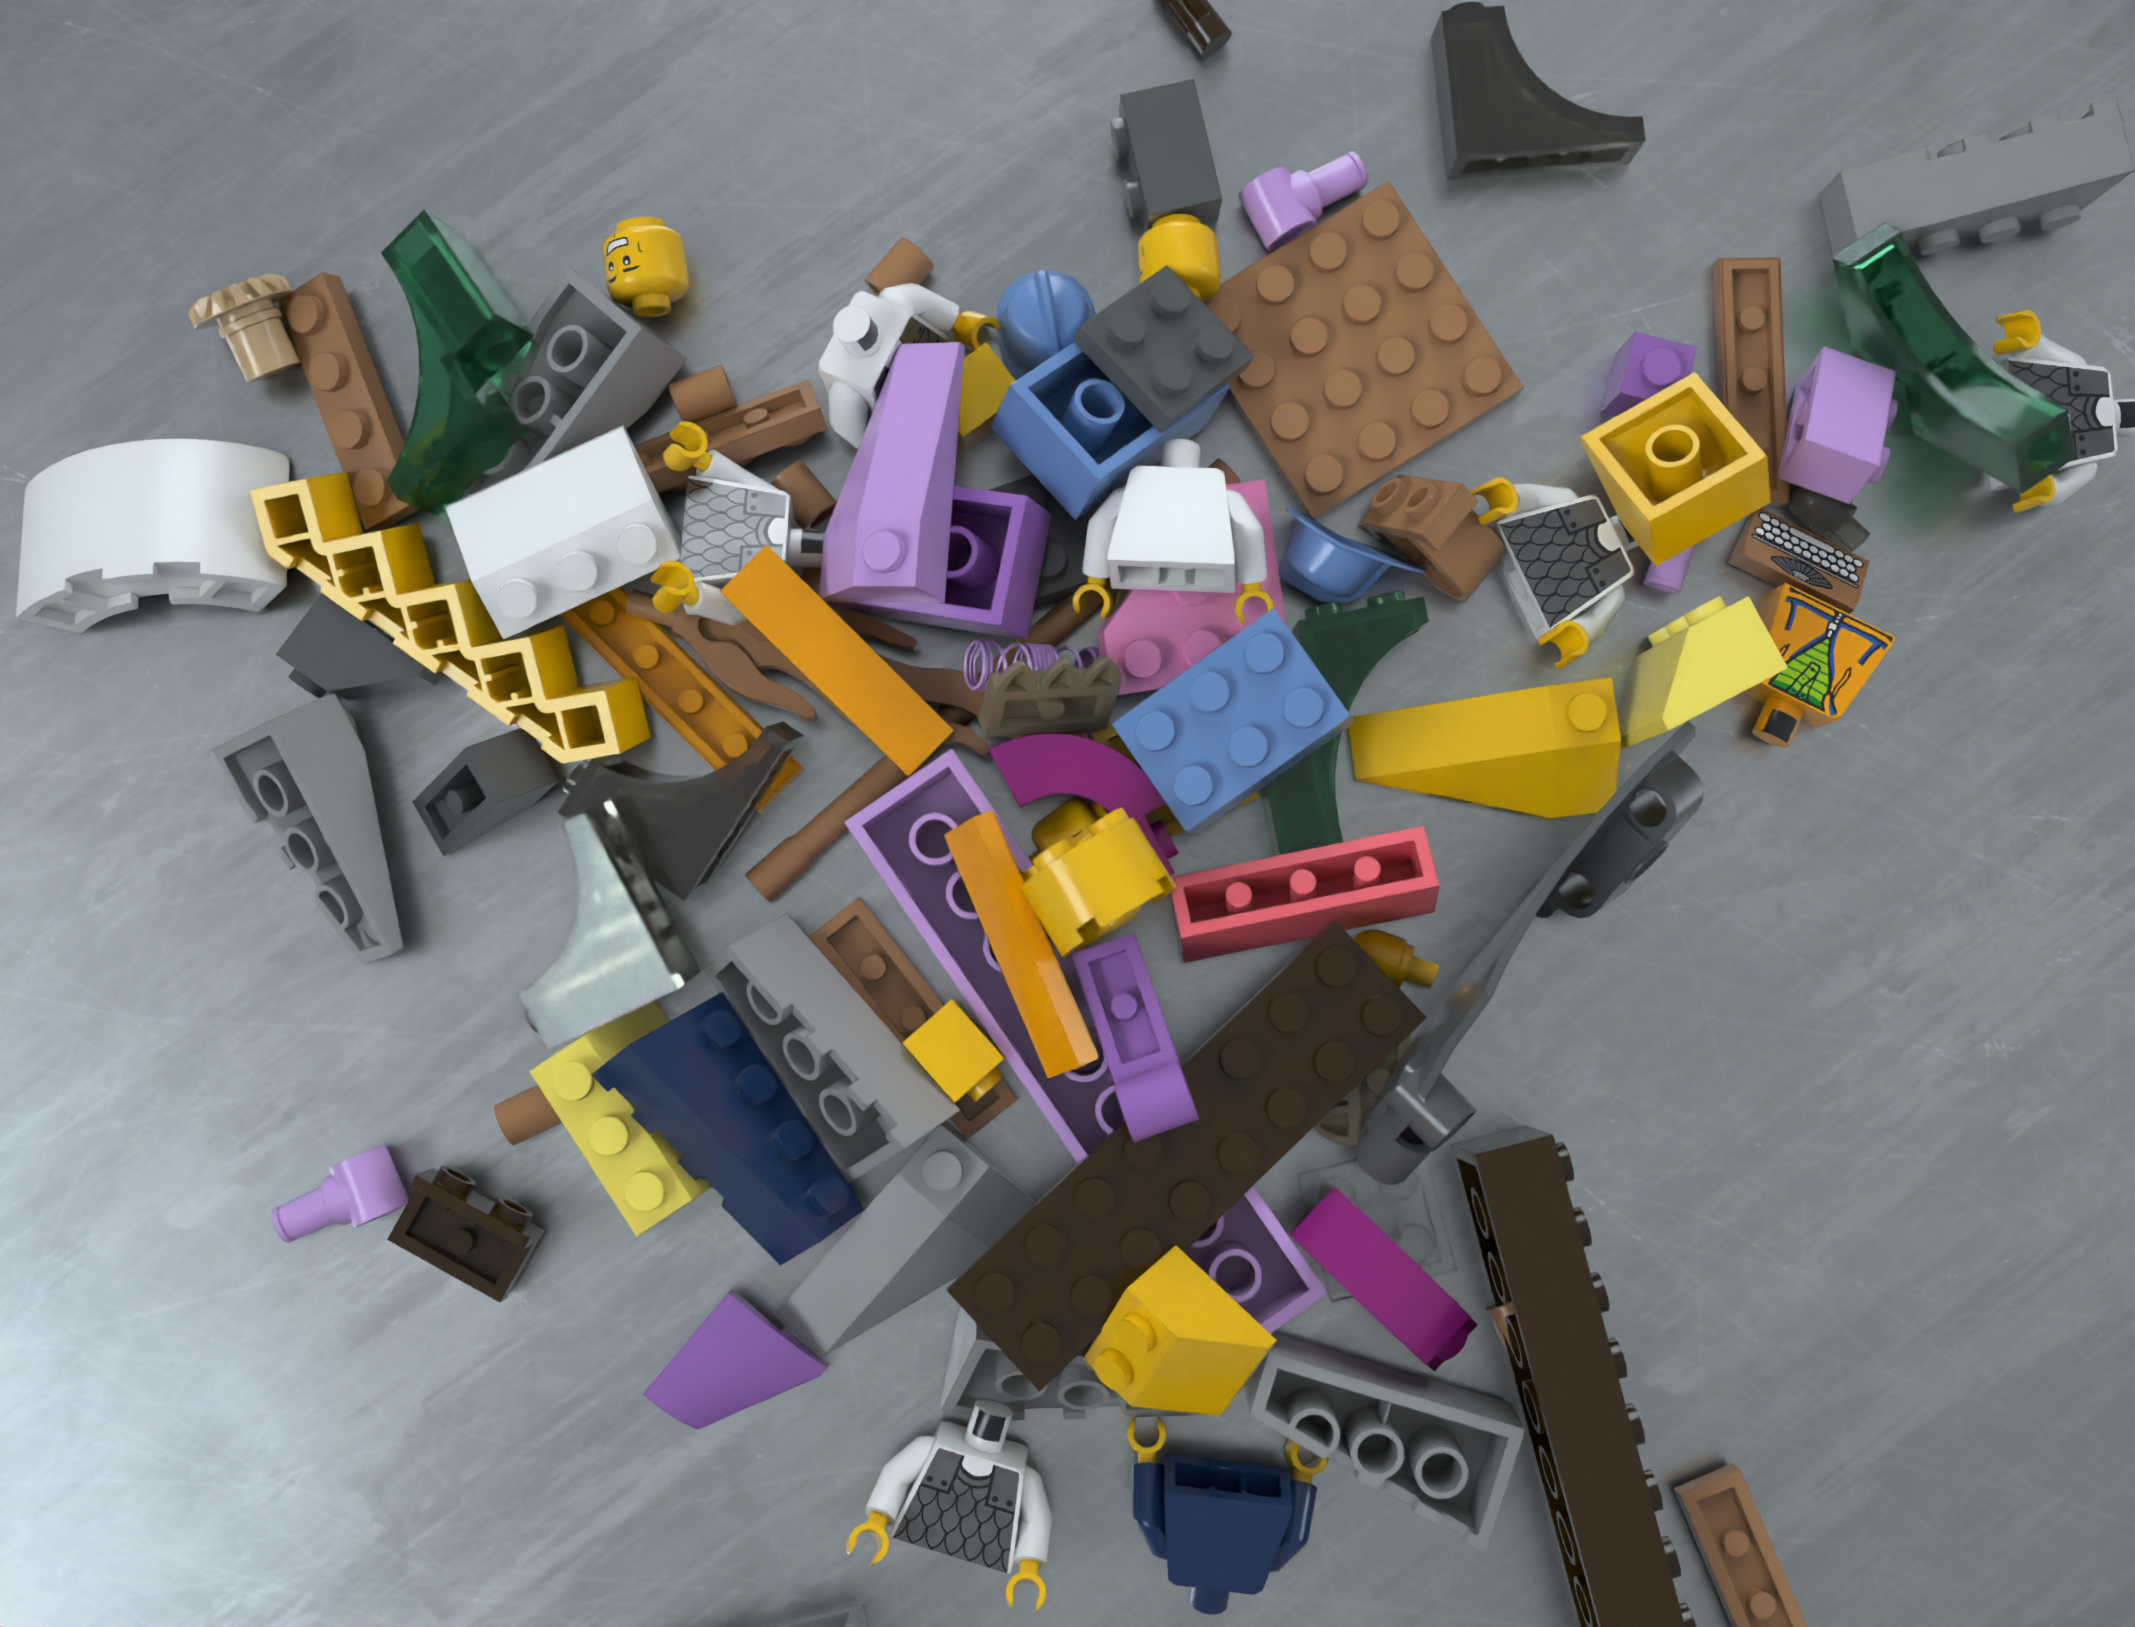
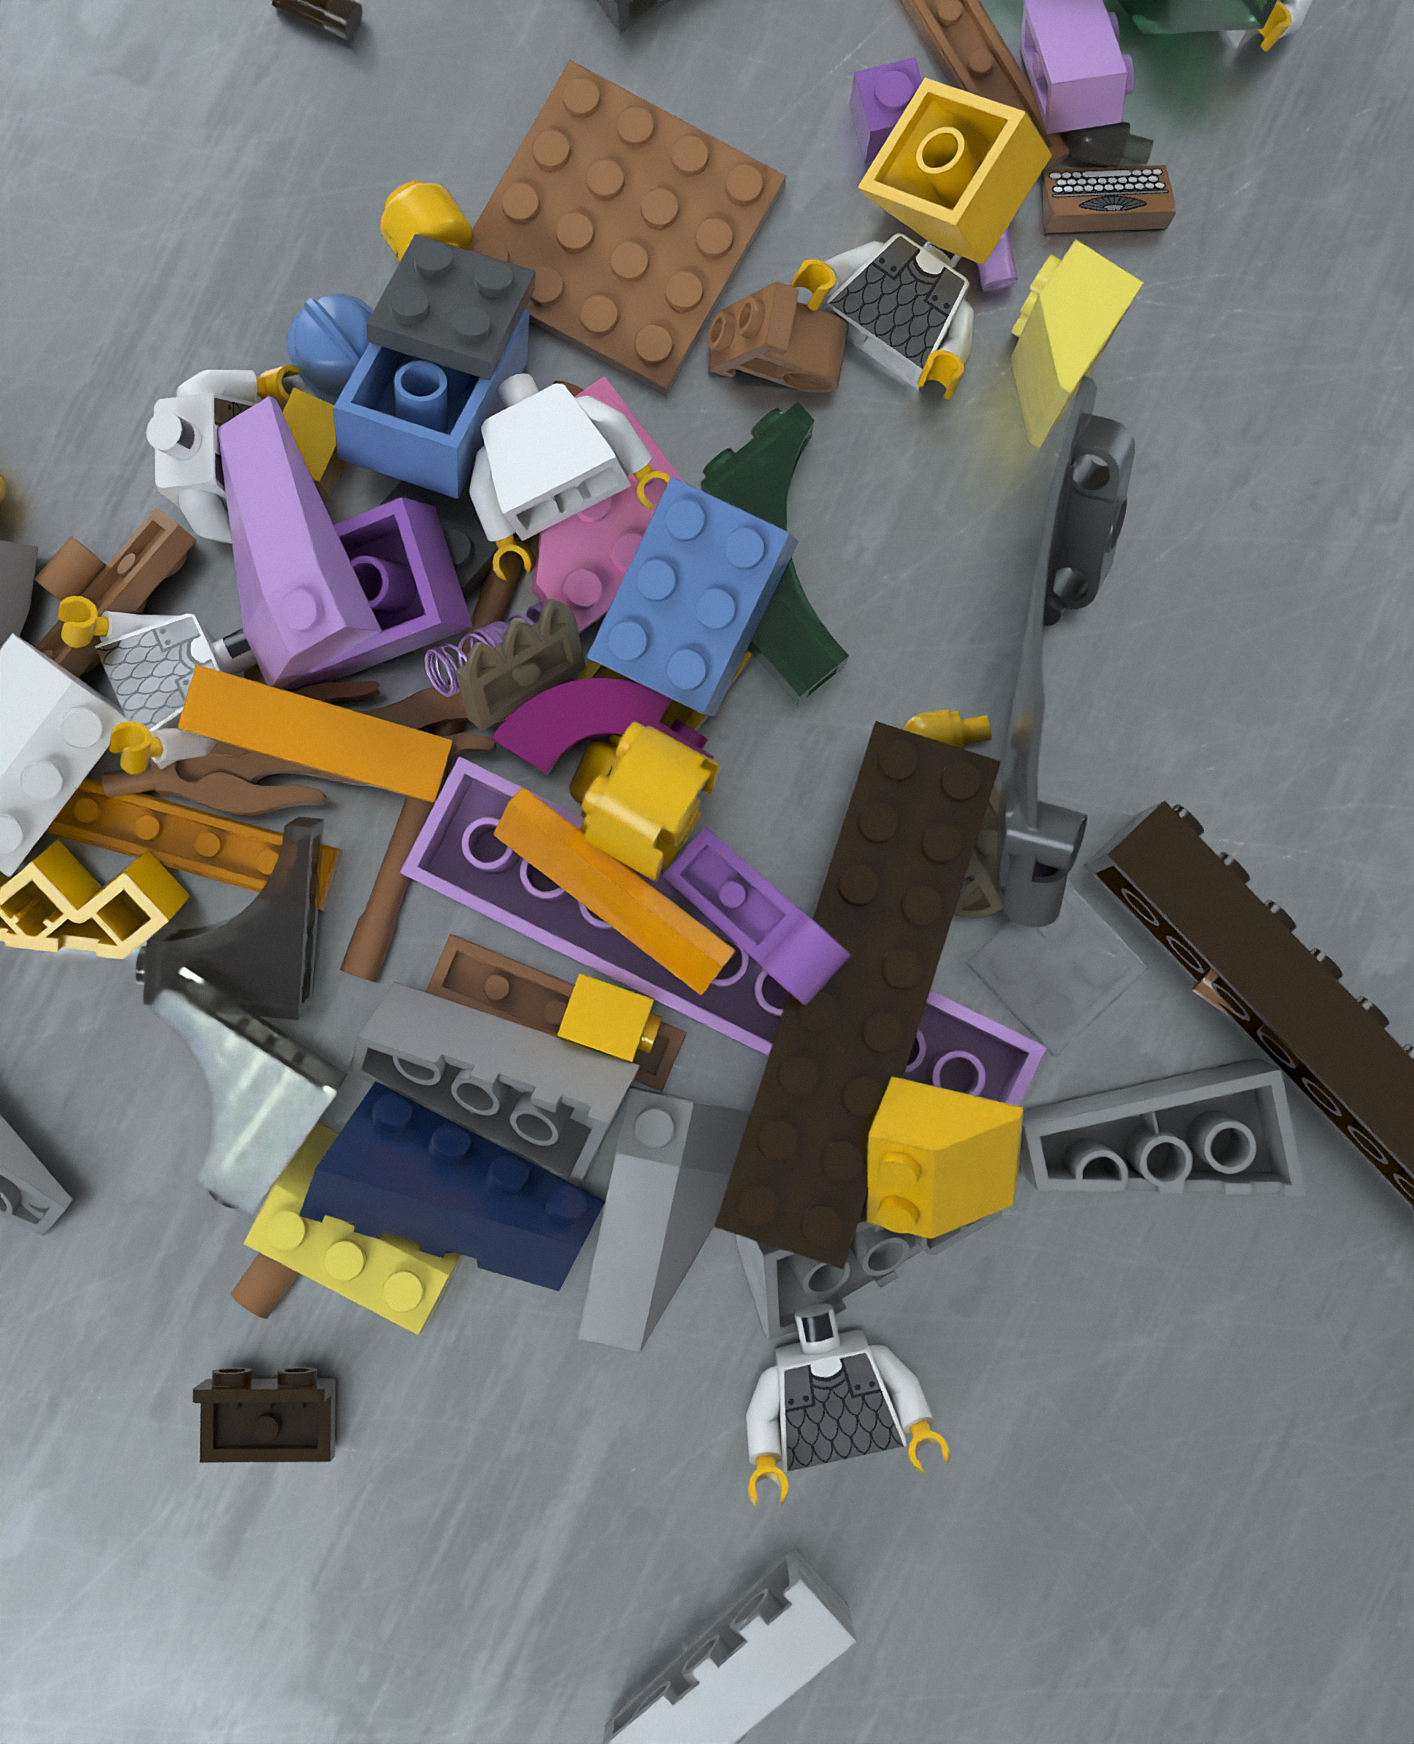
camera: 25 degrees left, 0 degrees up
(354, 1193) = (150, 1436): lavender pin -> none
(485, 788) = (67, 1020): dark grey slope -> none
(732, 1365) = (564, 1403): medium lavender slope -> none
(809, 498) = (215, 610): medium nougat hinge -> none
(899, 266) = (182, 361): medium nougat hinge -> none
(1167, 154) = (362, 139): dark grey brick -> none
(1221, 1519) = (1063, 1296): dark blue torso -> none
(1288, 204) = (494, 127): lavender pin -> none
(1303, 893) = (834, 715): coral brick -> none
(1332, 565) = (702, 420): medium blue piece -> none
(1384, 1279) = (1090, 1009): magenta arch -> none
(1517, 750) = (955, 490): yellow wedge -> none
(1826, 661) = (1179, 277): torso -> none

